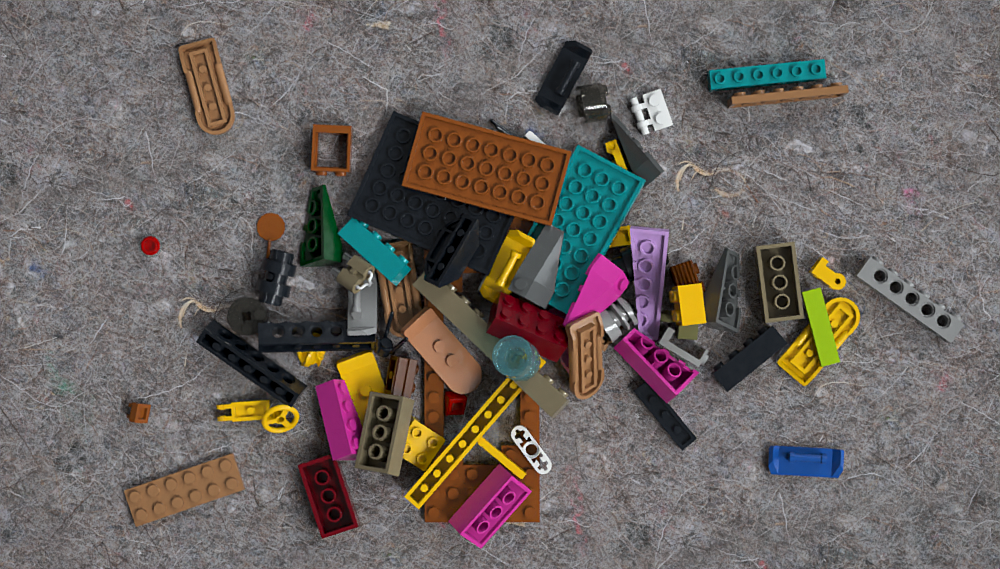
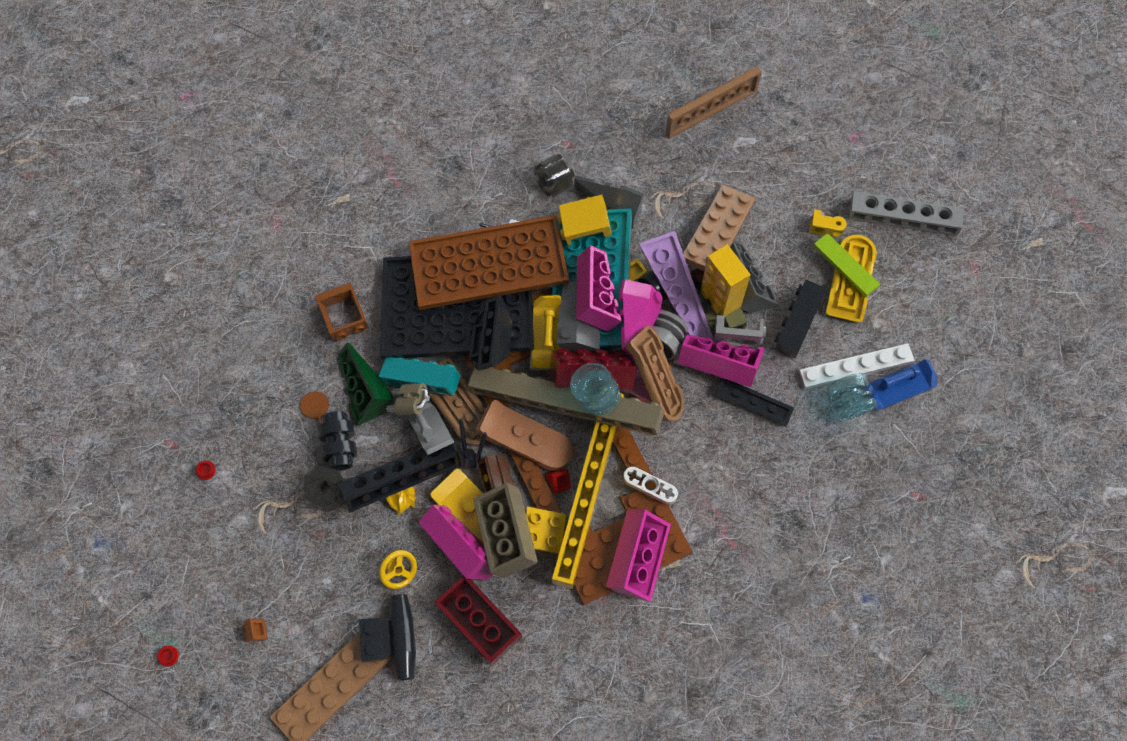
camera: 20 degrees left, 20 degrees down
(59, 398) = (168, 656): none -> red plate
(208, 86) = (206, 311): medium nougat piece -> none
(244, 410) = (358, 580): yellow hinge -> none
(250, 474) = (391, 638): none -> black plate
(251, 363) = (347, 530): black brick -> none
(501, 457) = (624, 503): yellow tile -> none
(563, 76) = (518, 170): black piece -> none
(567, 252) = (594, 290): none -> dark pink wedge
(595, 171) = (584, 218): none -> yellow panel
(656, 109) = (611, 163): white plate -> none
(720, 234) = (719, 225): none -> medium nougat plate
(752, 456) = (852, 396): none -> clear light blue wheel
(766, 75) = (656, 113): teal brick -> none
(776, 424) = (864, 363): none -> white plate
(778, 282) = (789, 246): dark tan brick -> none

